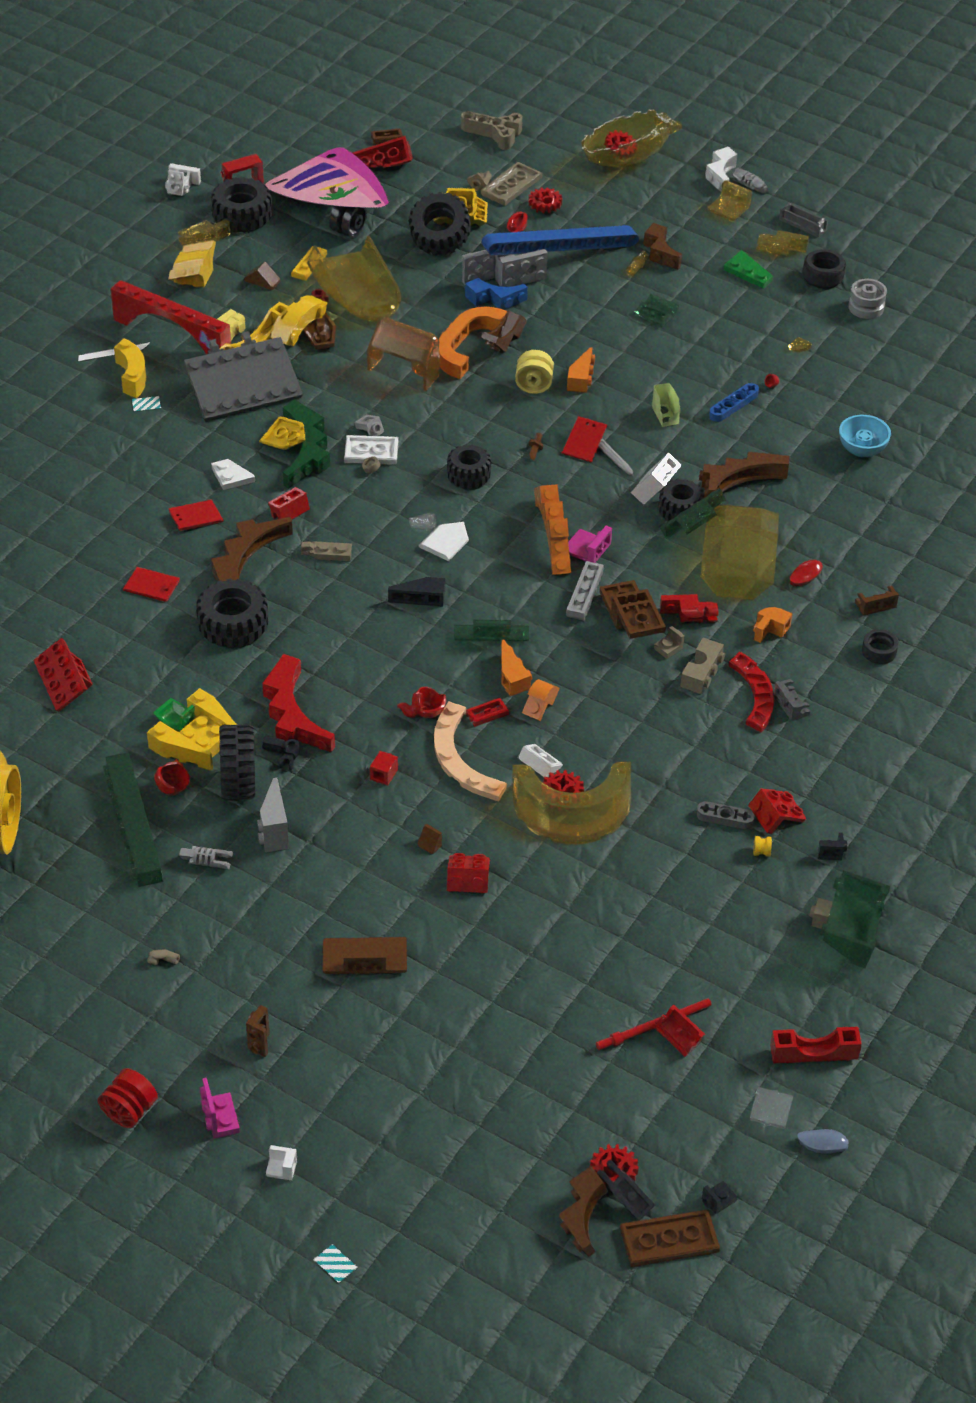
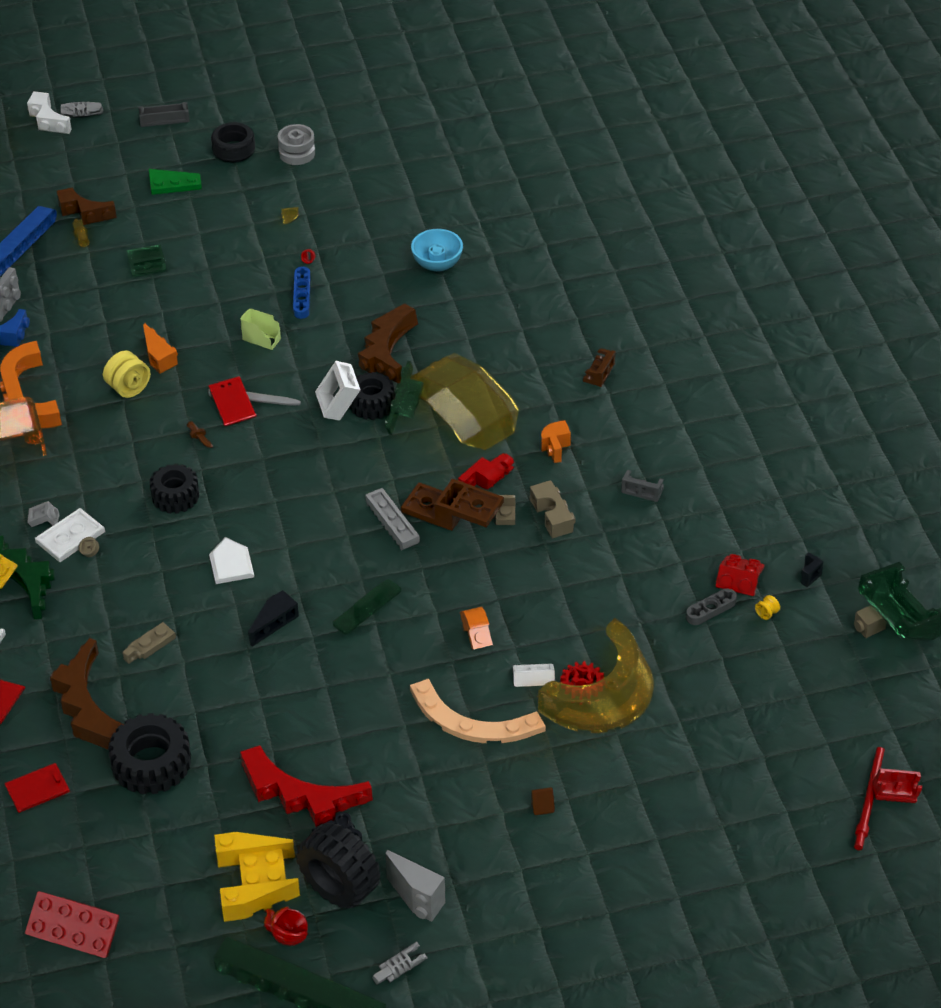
camera: 45 degrees left, 0 degrees up
(175, 714) = (216, 874): green piece -> none
(289, 504) = (69, 629): red hinge -> none
(364, 955) = (617, 931): reddish brown bracket -> none
(383, 768) = (435, 776): red brick -> none
(425, 521) = (196, 560): clear cone -> none
(425, 703) = (400, 700): red hair -> none
(468, 873) = (606, 800): red bracket -> none
(488, 714) = (443, 682): red tile -> none
(501, 336) = (55, 358): reddish brown arch -> none
(513, 673) = (425, 623): orange slope -> none
(556, 527) = (304, 475): orange arch -> none
(588, 545) = (347, 482): dark pink bracket -> none
(732, 202) = (90, 134): clear yellow bracket -> none
(761, 690) = (610, 494): red tile -> none
(782, 243) = (173, 142): clear yellow plate -> none
(806, 572) = (526, 384): red arm -> none
(879, 656) = (645, 409): black tyre -> none

